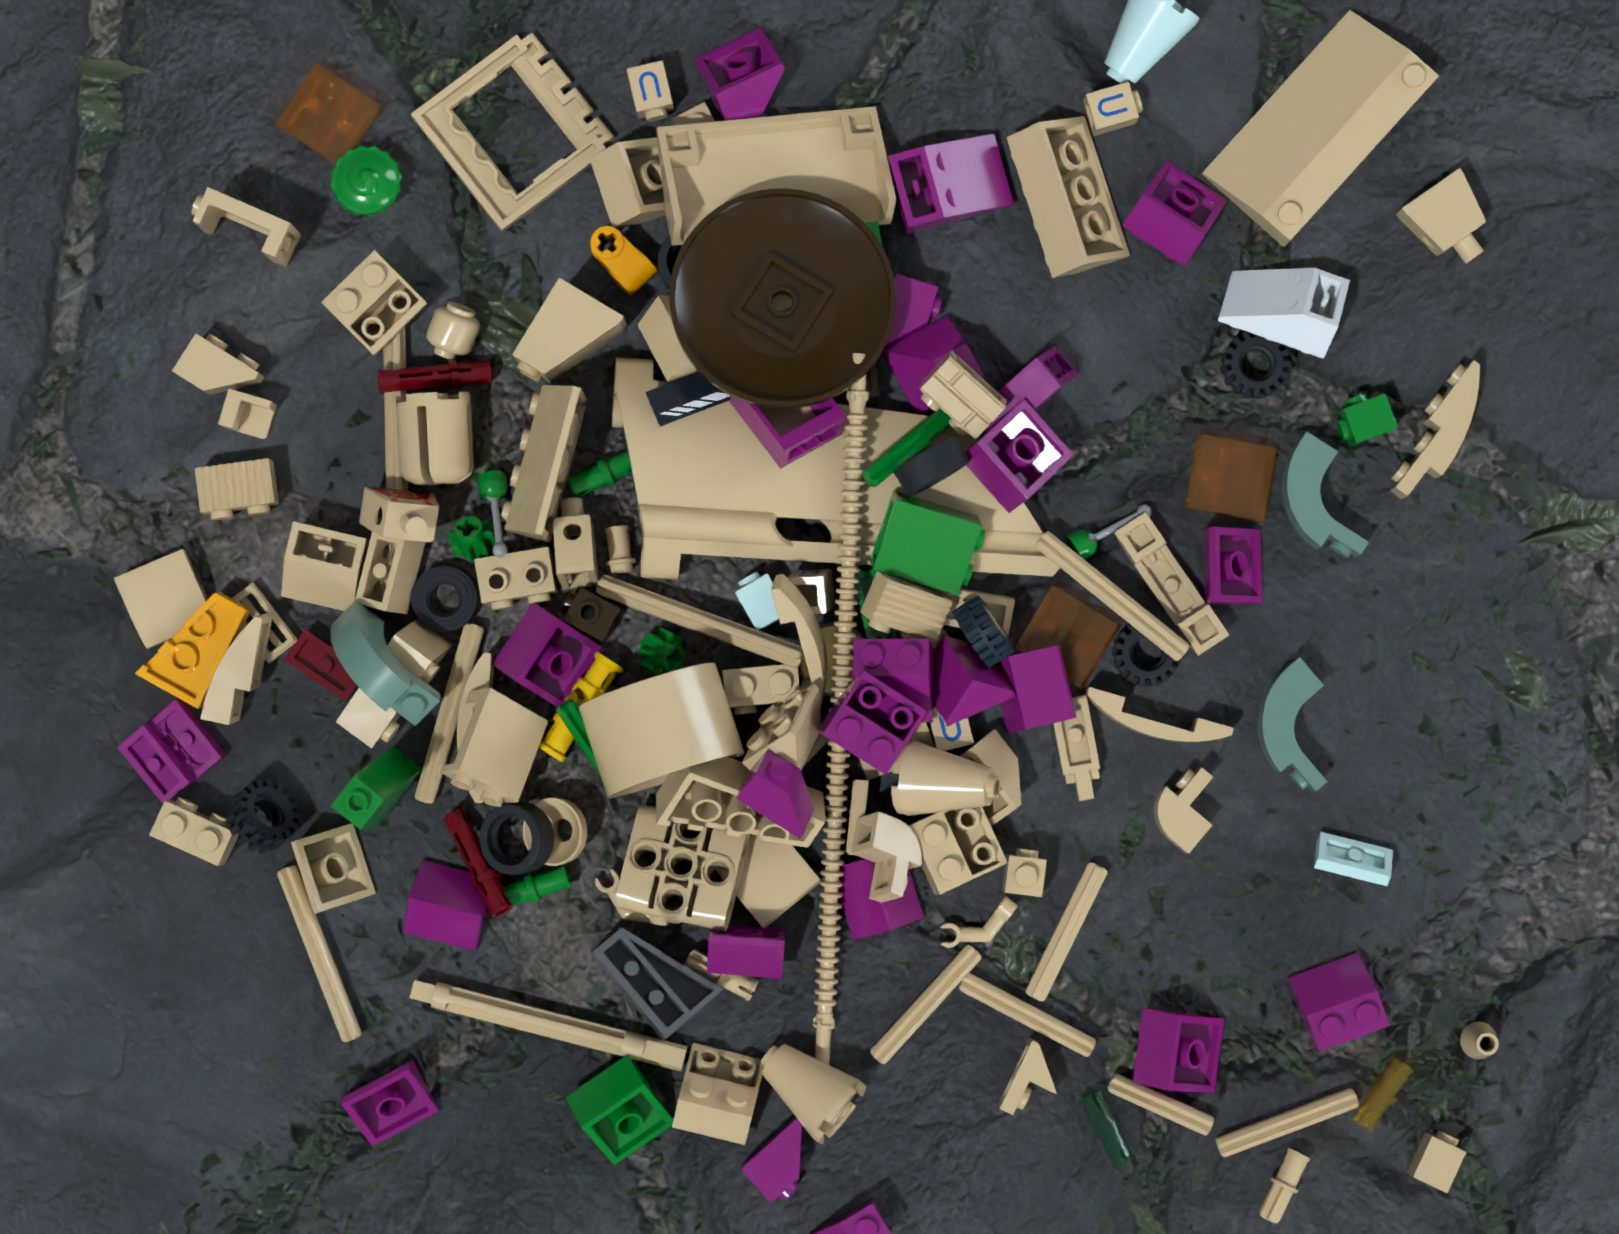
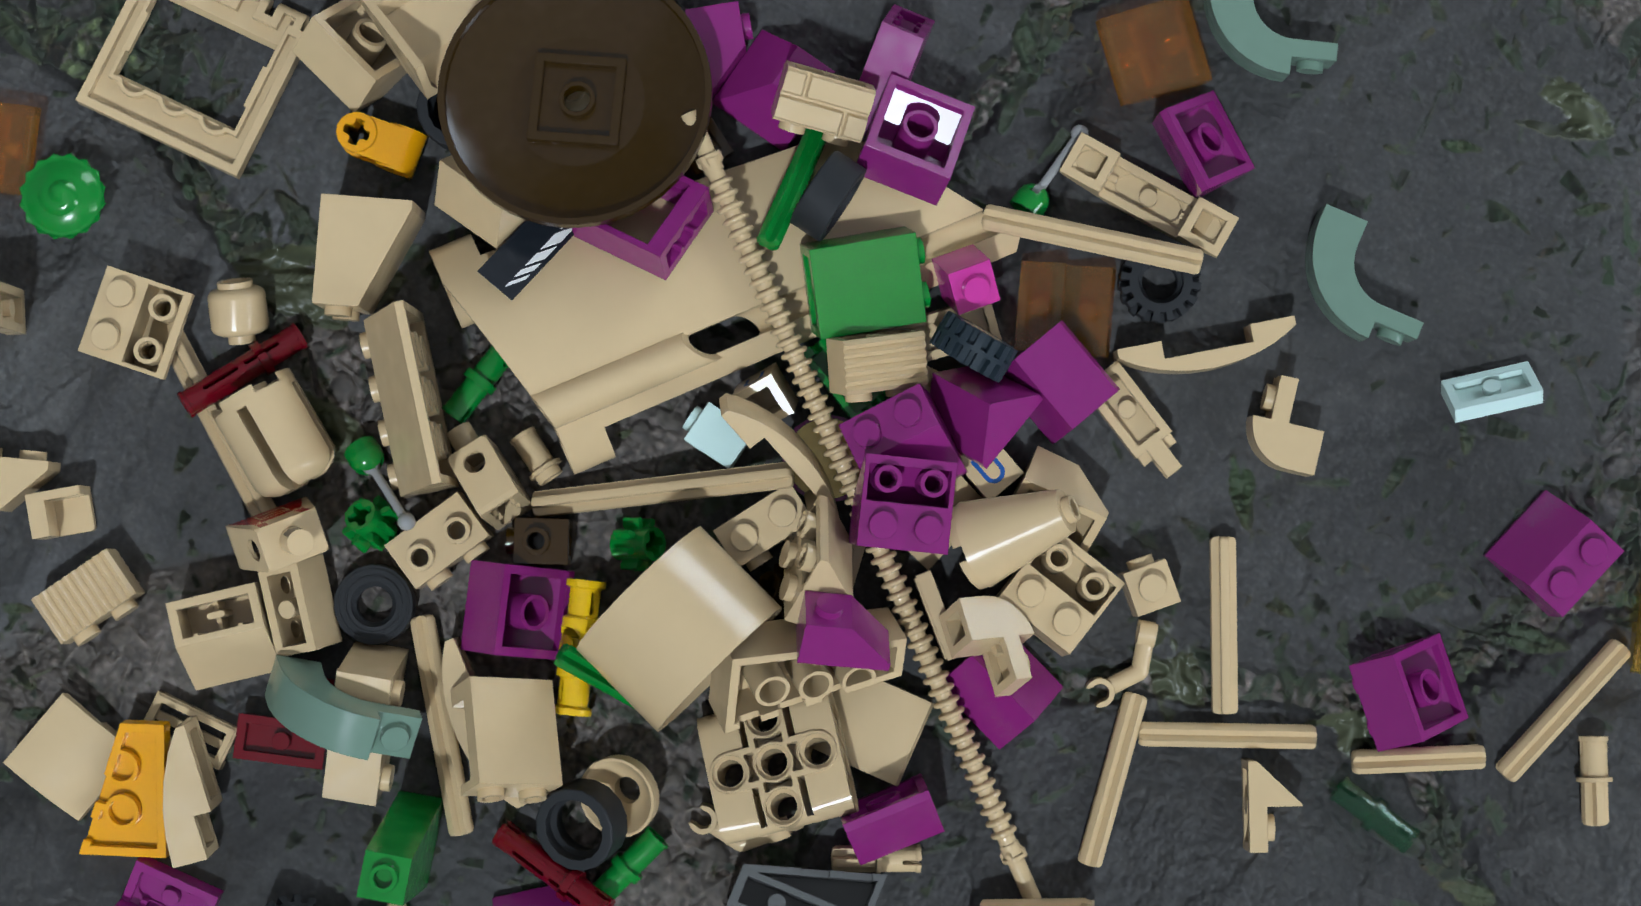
camera: 25 degrees left, 0 degrees up
(1003, 578) = (966, 279): none -> dark pink brick

